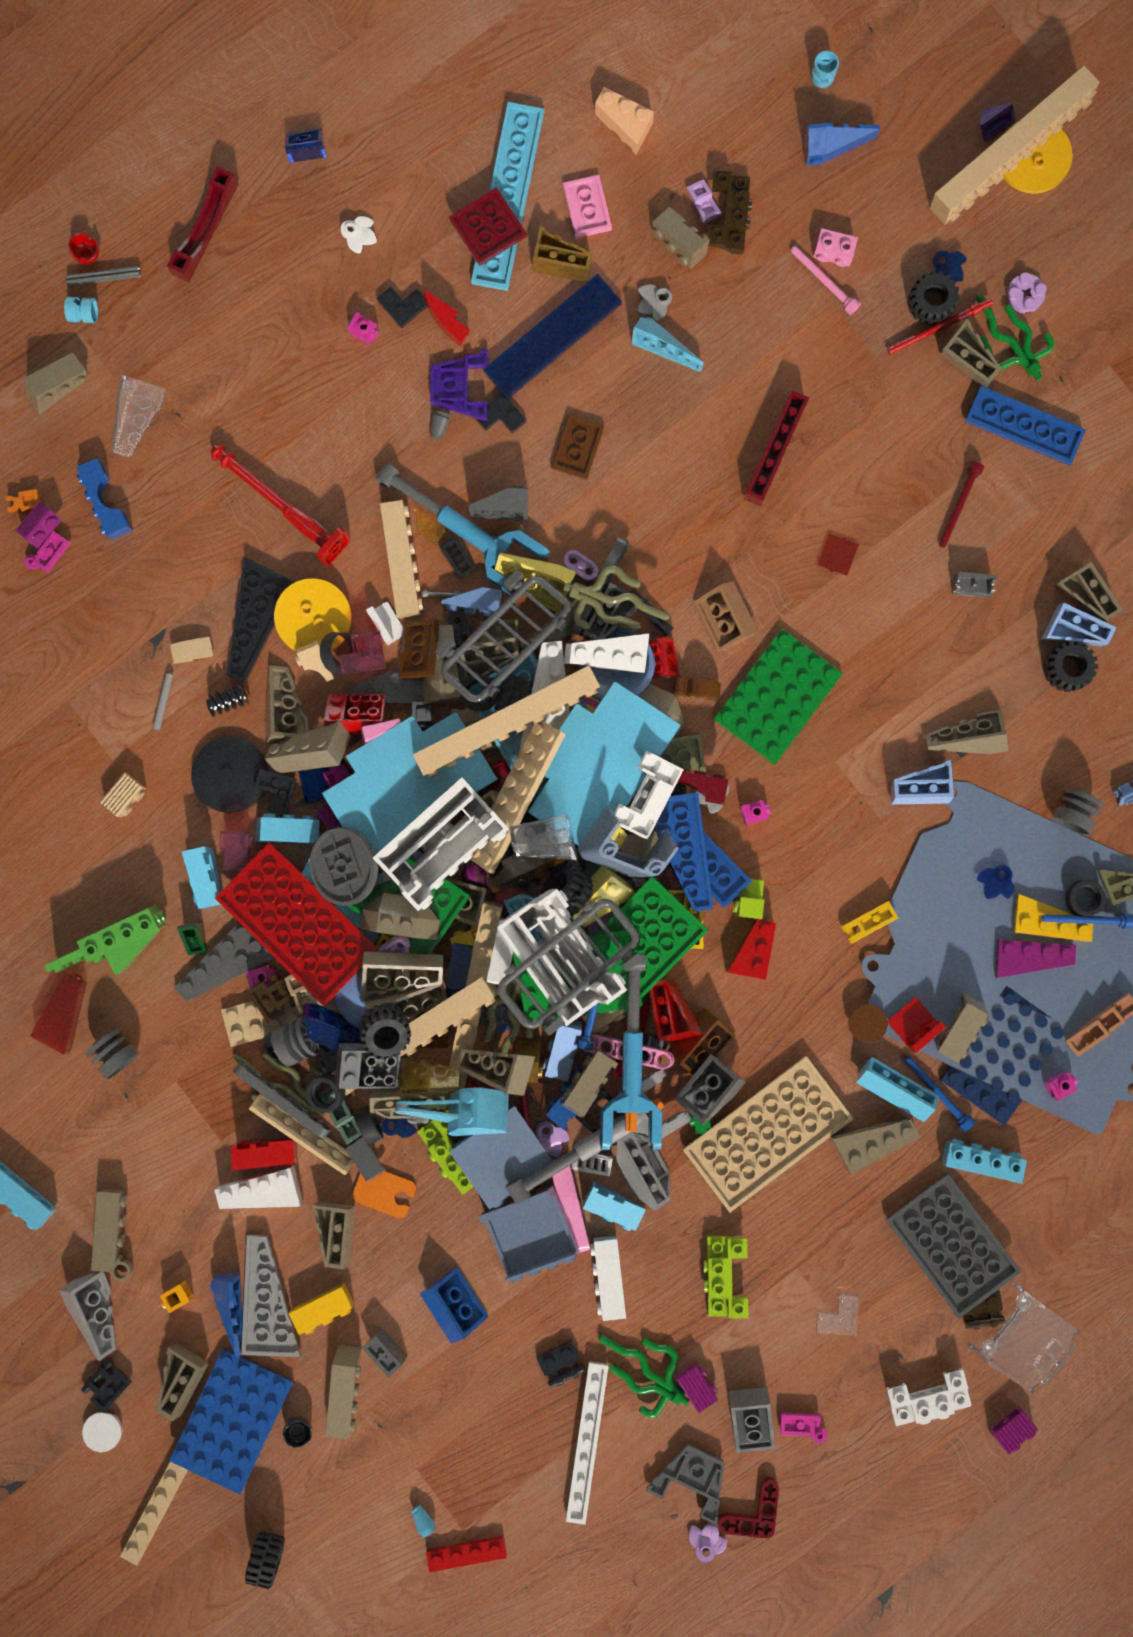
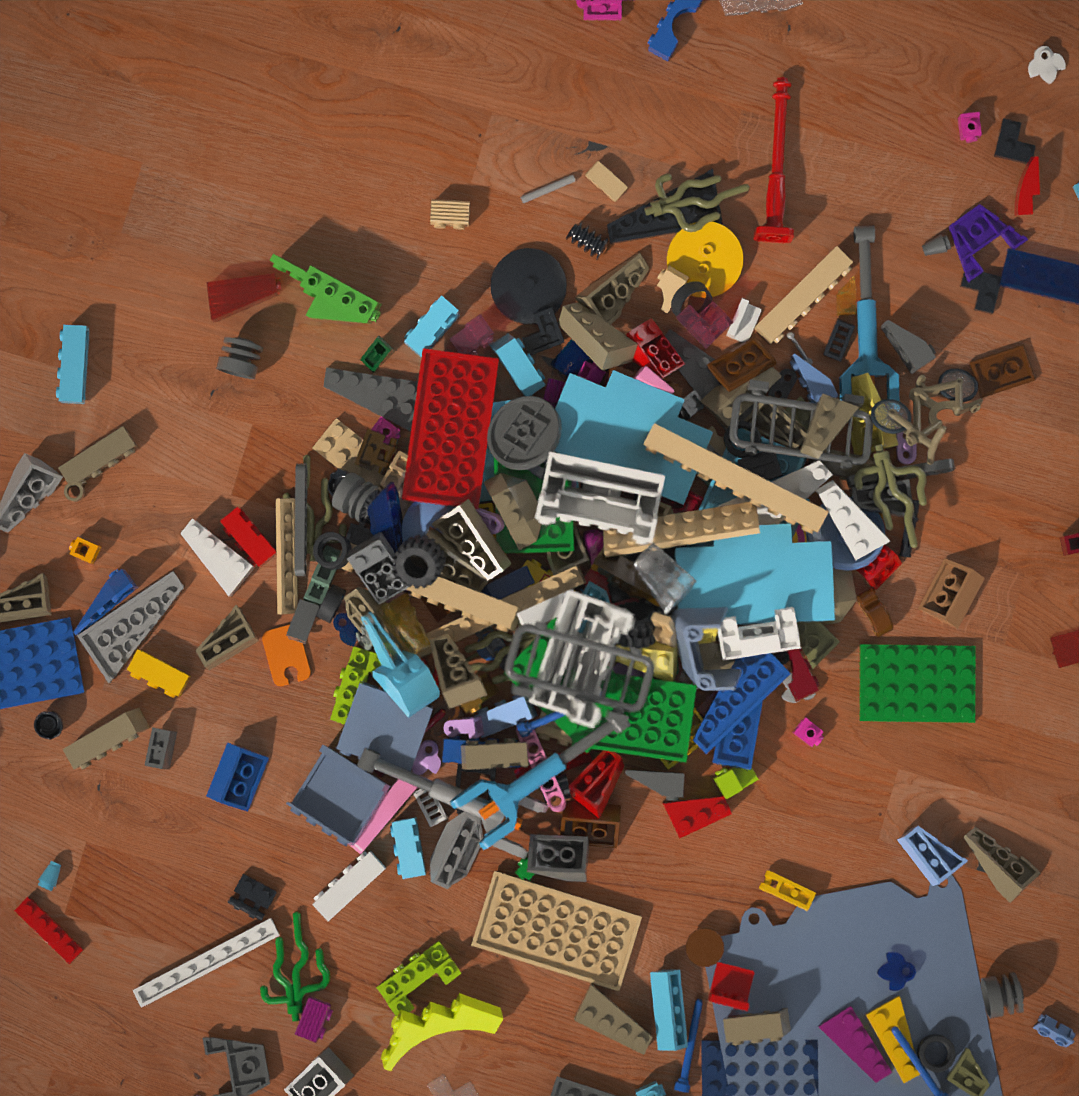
camera: 50 degrees right, 0 degrees up
(248, 609) = (673, 203): none -> olive plant
(516, 615) = (826, 423): none -> dark tan wedge
(550, 1083) = (463, 725): none -> lavender leg
(552, 556) = (894, 417): none -> dark tan piece
(588, 869) = (665, 629): none -> tan slope
(711, 960) = (665, 783): none -> dark grey slope
(770, 1286) = (437, 1019): none -> neon yellow arch

